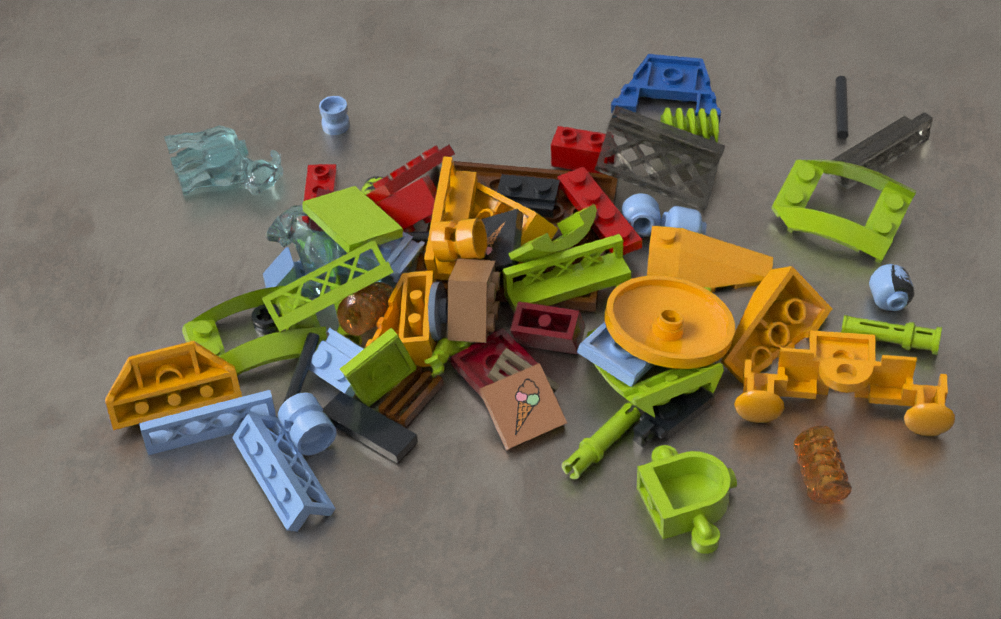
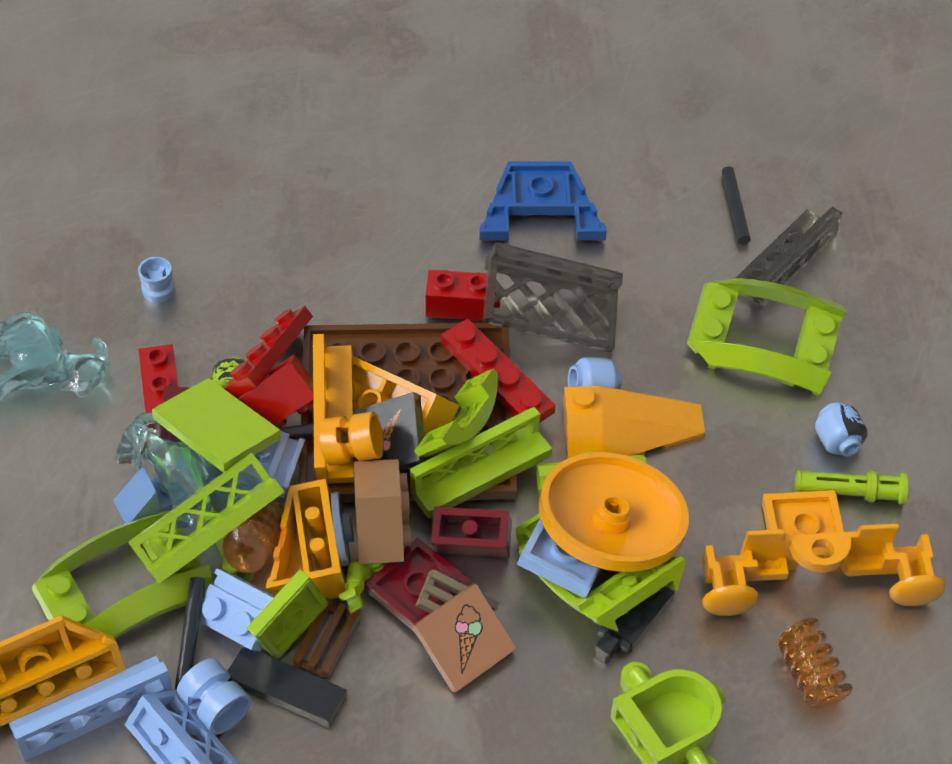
camera: 15 degrees left, 5 degrees up
(260, 325) = (129, 571): black bush -> none
(531, 192) = (413, 360): black plate -> none
(592, 449) = (553, 677): lime pin -> none
(641, 213) = (545, 369): light blue head -> none
(698, 125) = (578, 247): lime piece -> none
(776, 317) = (723, 483): light orange wedge -> none

